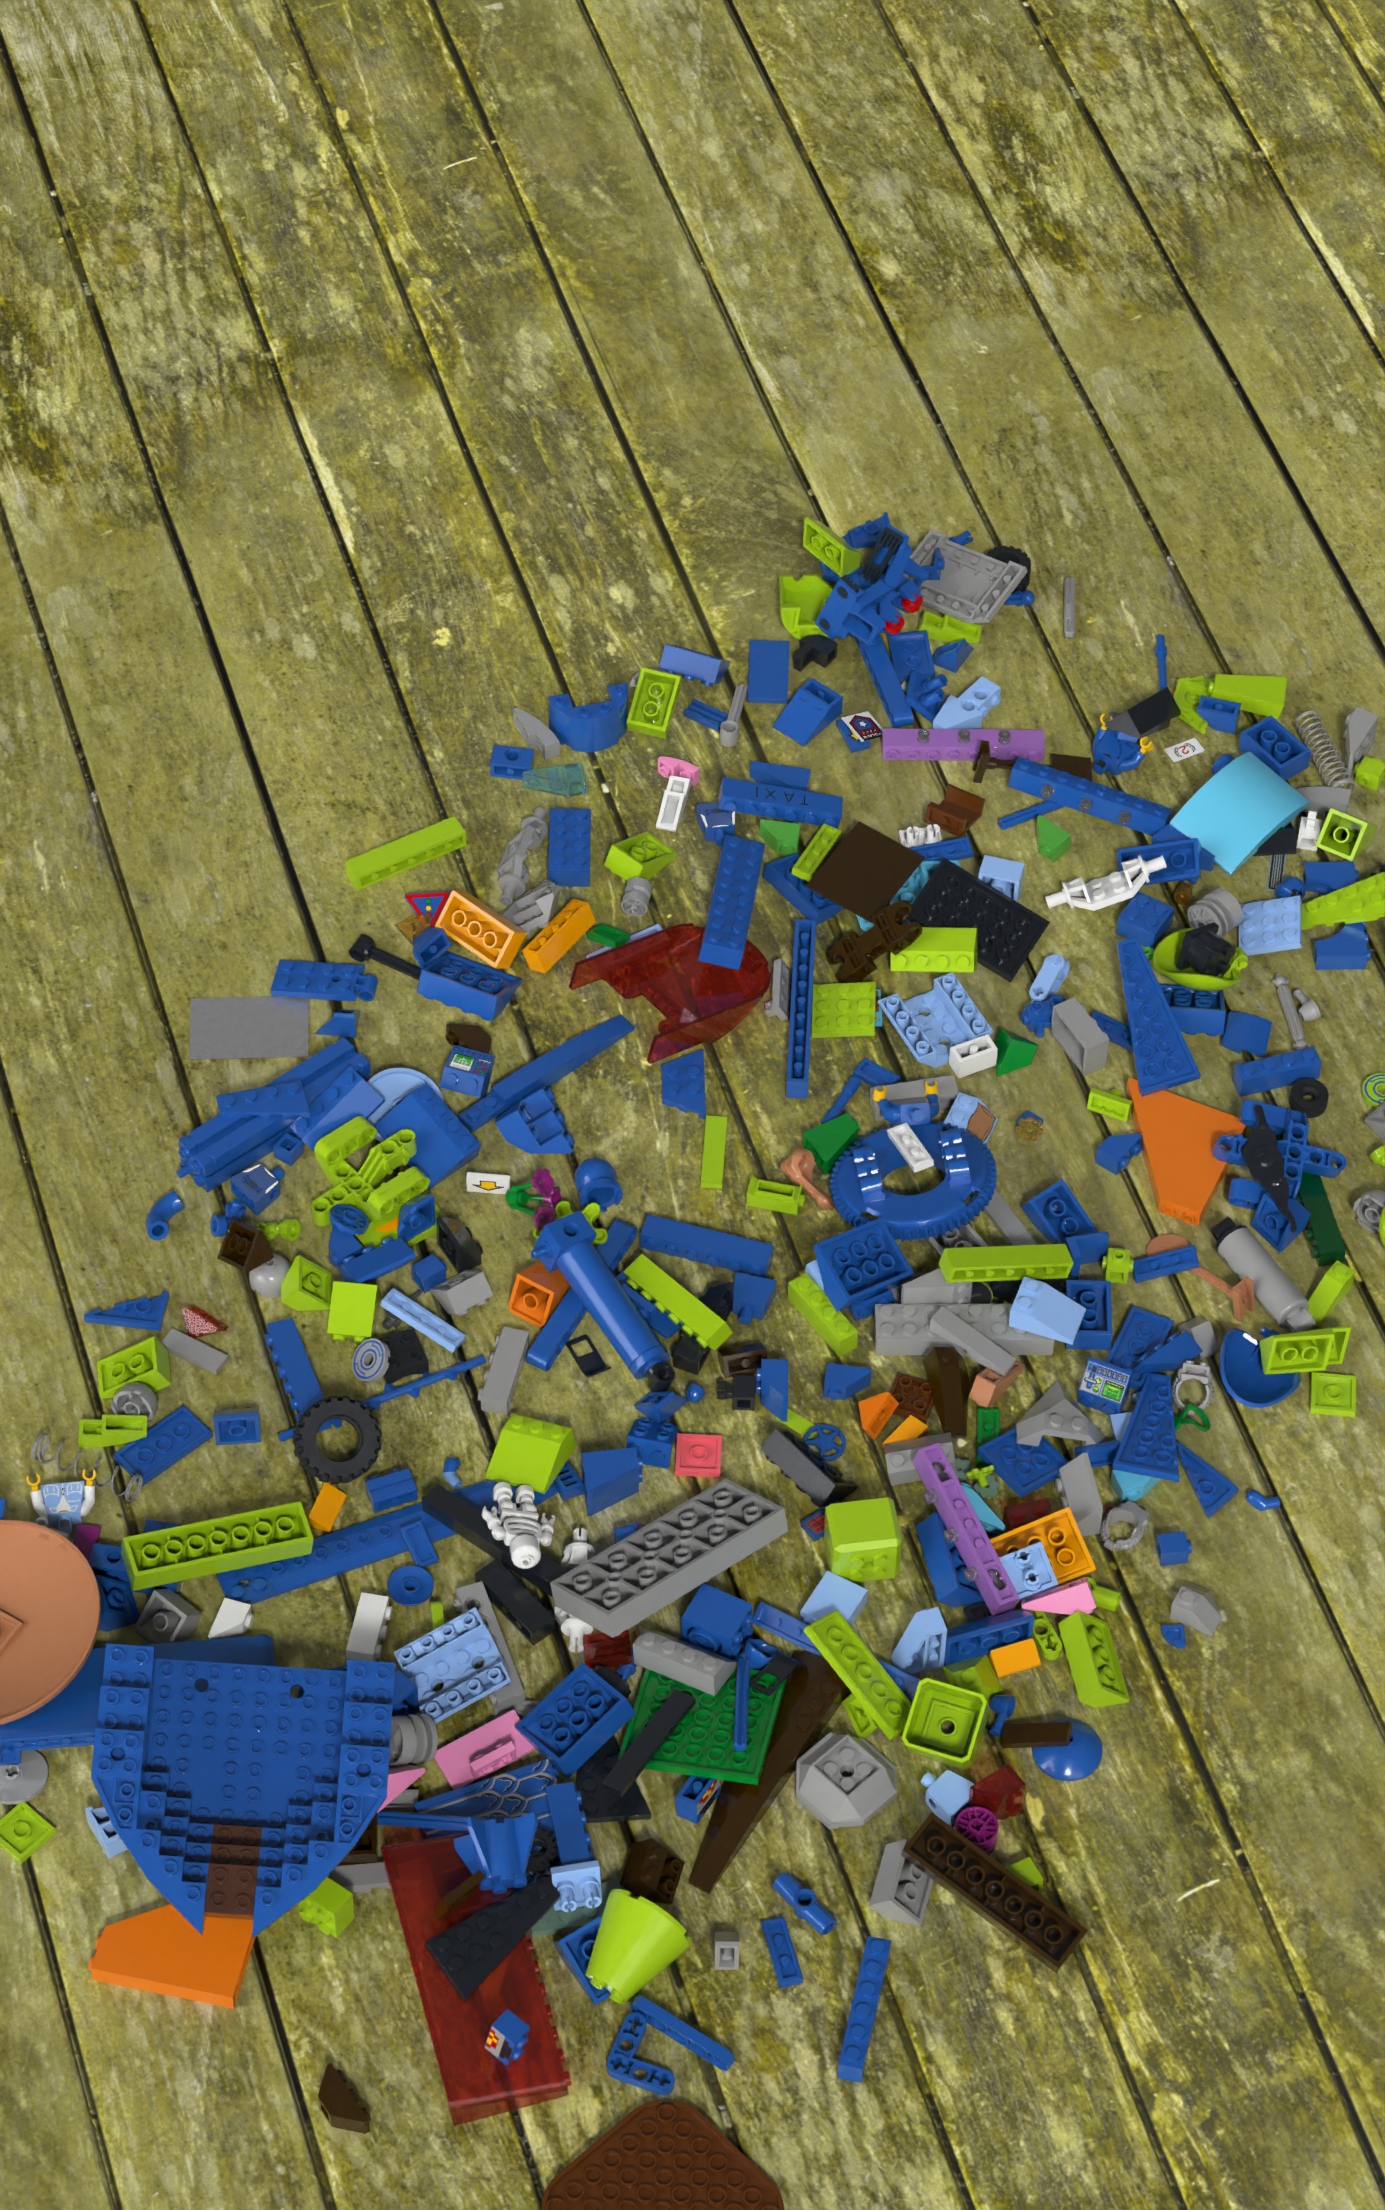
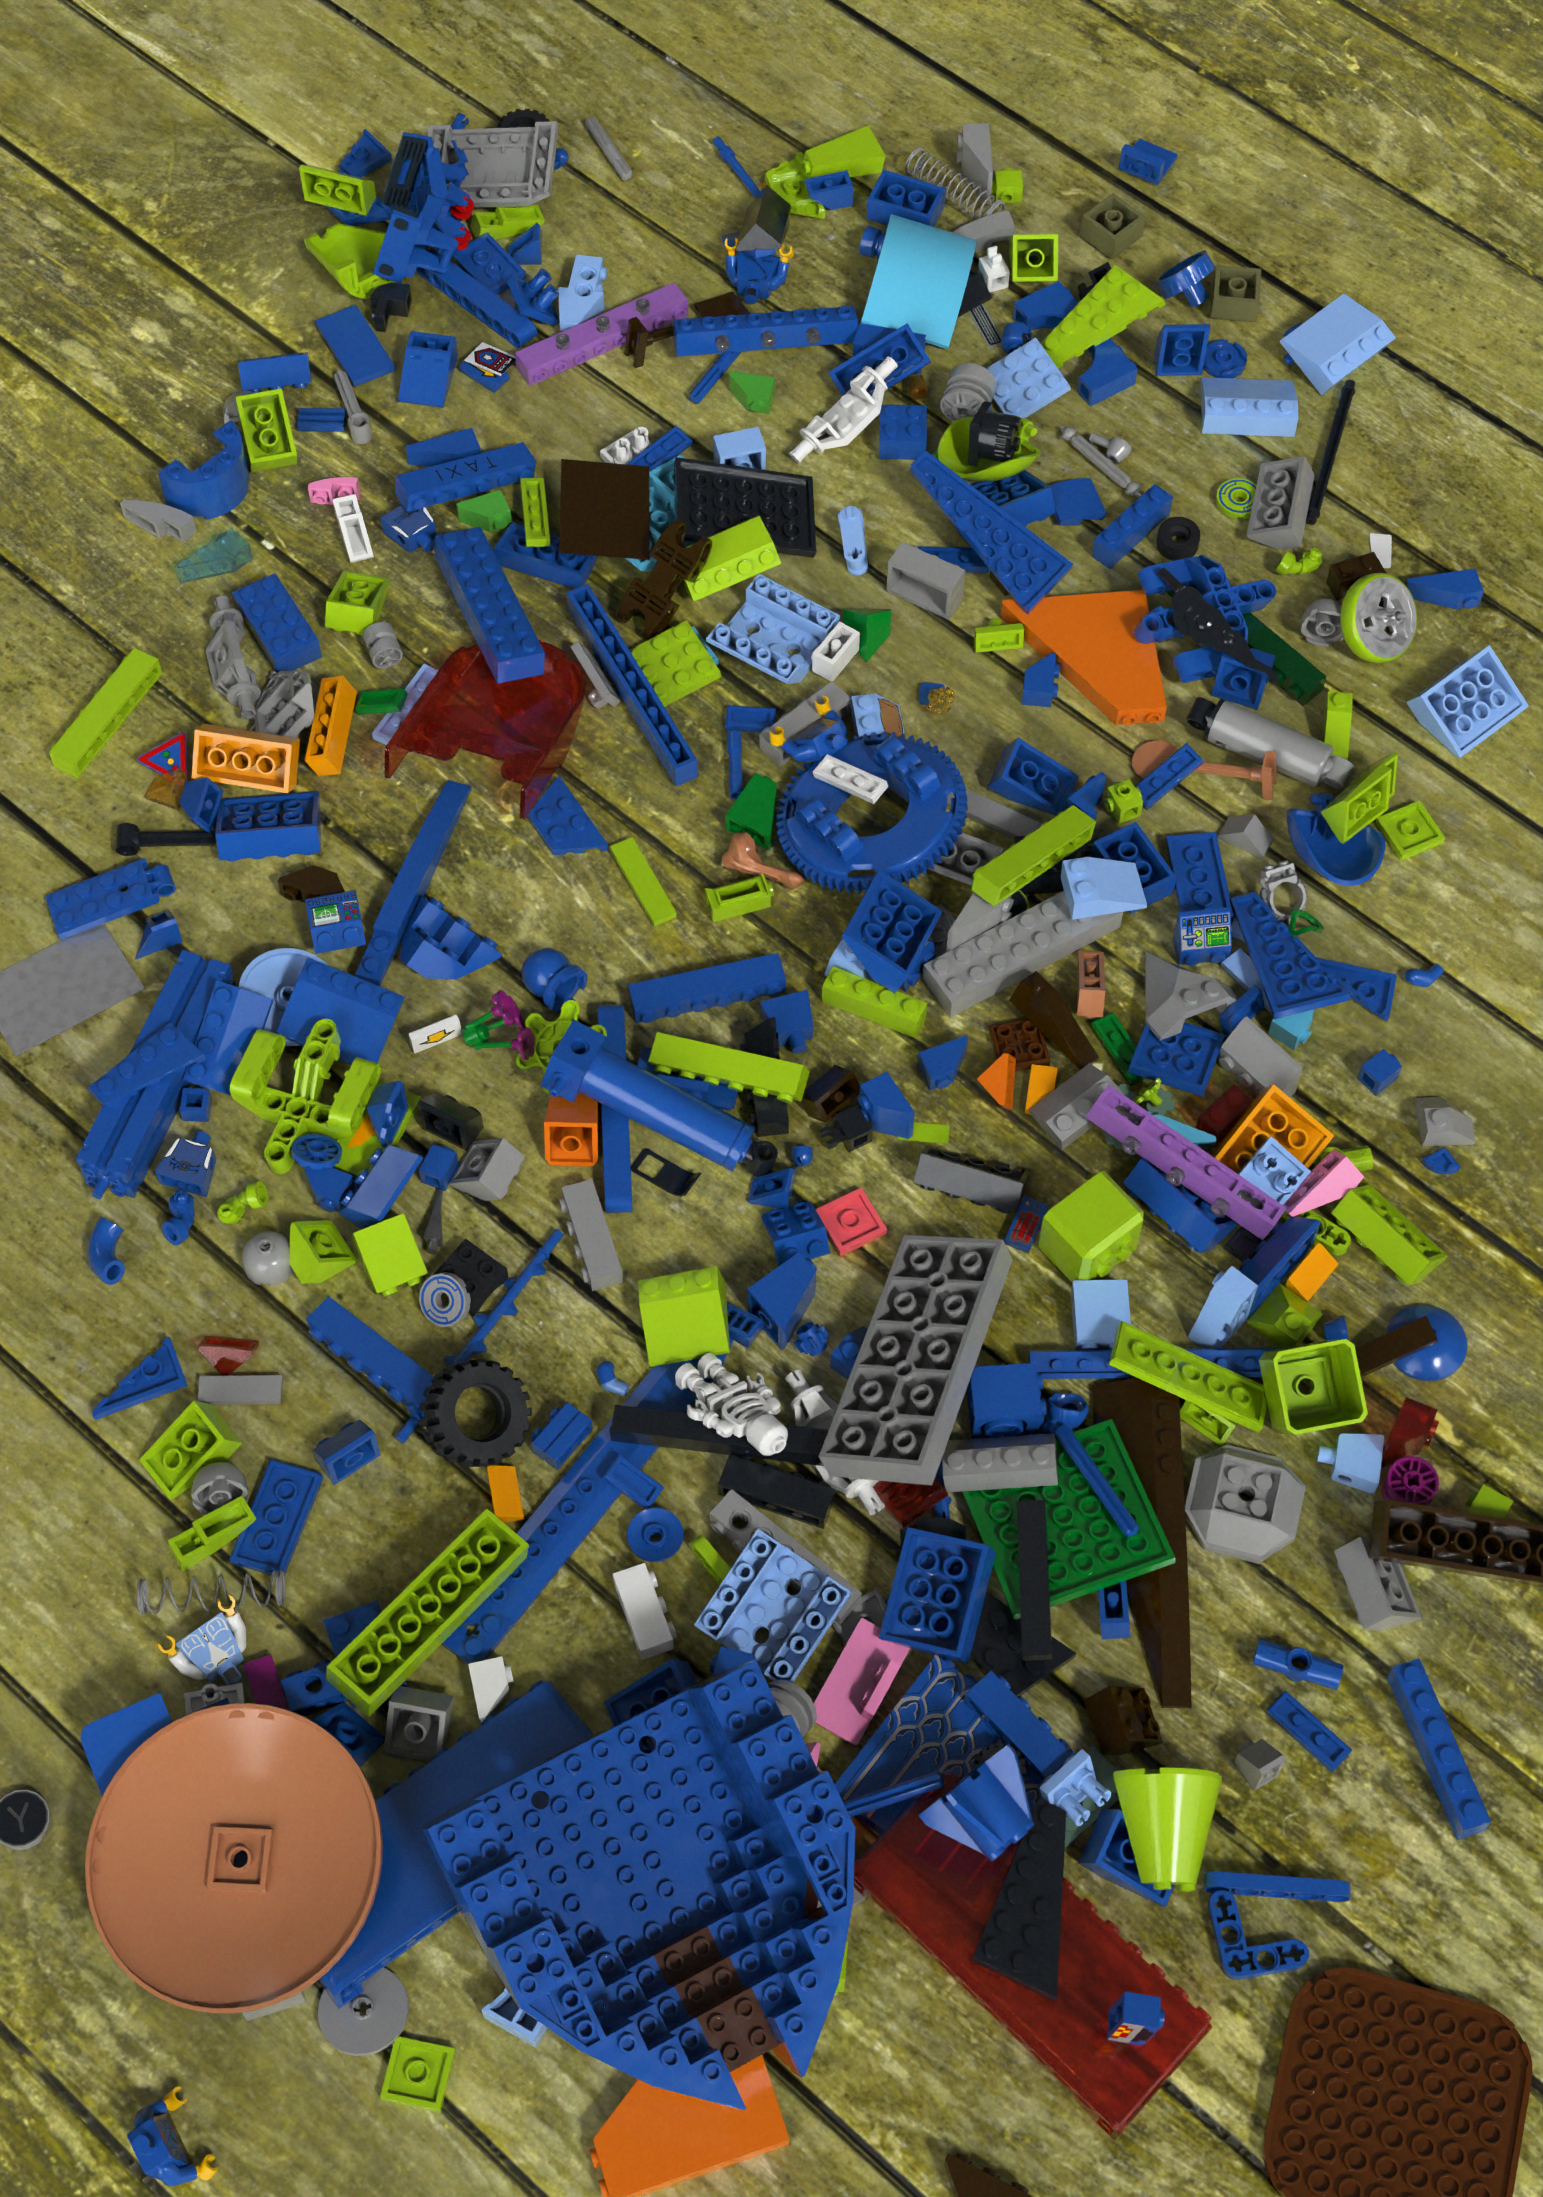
camera: 30 degrees left, 10 degrees up
(244, 1246) = (225, 1243): dark brown slope -> none
(423, 1320) = (469, 1224): light blue plate -> none
(458, 1895) = (977, 1883): dark brown tile -> none
(511, 762) = (154, 561): blue brick -> none
(611, 1515) = (811, 1339): none -> blue gear
(780, 1667) = (1102, 1414): black piece -> none
(825, 1442) = (966, 1138): blue wheel -> none
(956, 811) = (643, 404): reddish brown panel -> none
(978, 1347) = (1059, 957): light grey slope -> none
(1039, 1015) = (872, 576): blue brick -> none
(1126, 1512) = (1326, 1058): light grey piece -> none
(1169, 1356) = (1242, 865): blue slope -> none
(1184, 750) = (815, 243): white sticker -> none

